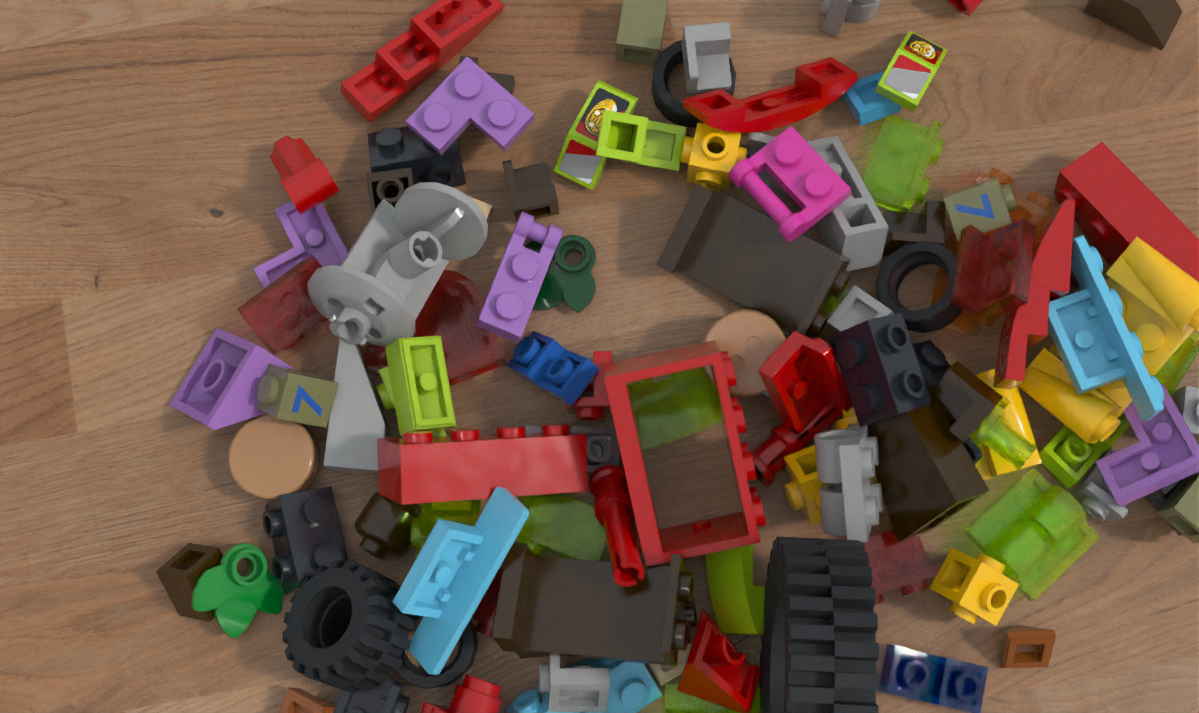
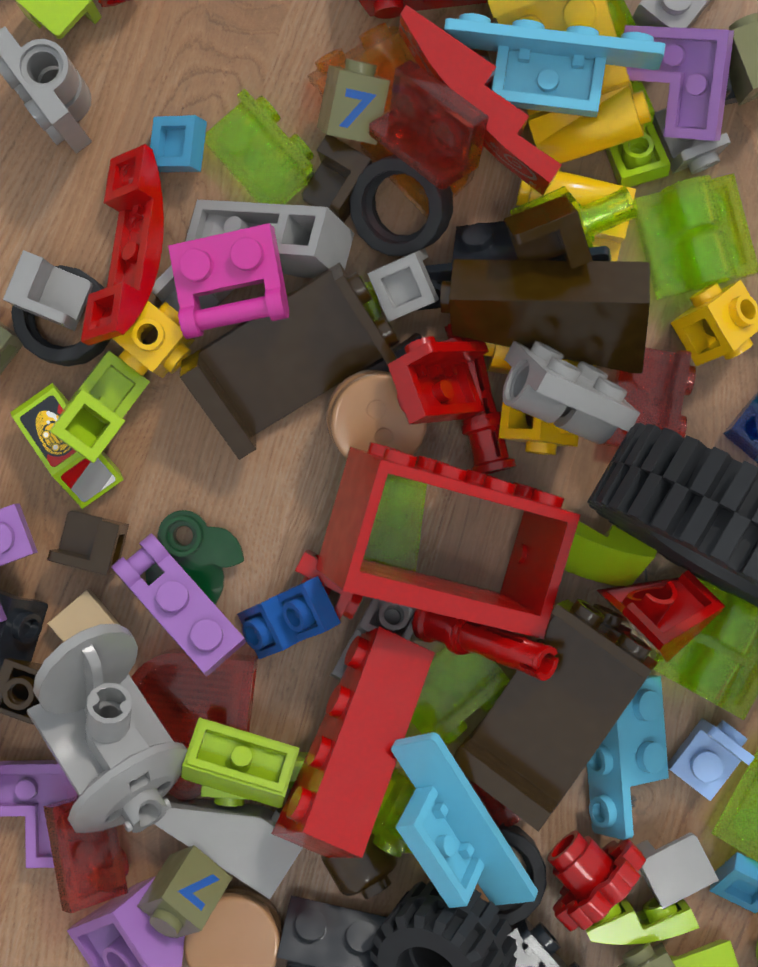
camera: 65 degrees left, 10 degrees up
(574, 688) = (621, 766): light grey bracket -> none
(880, 369) = (474, 300): black bracket -> none
(911, 71) = (171, 86): slope -> none

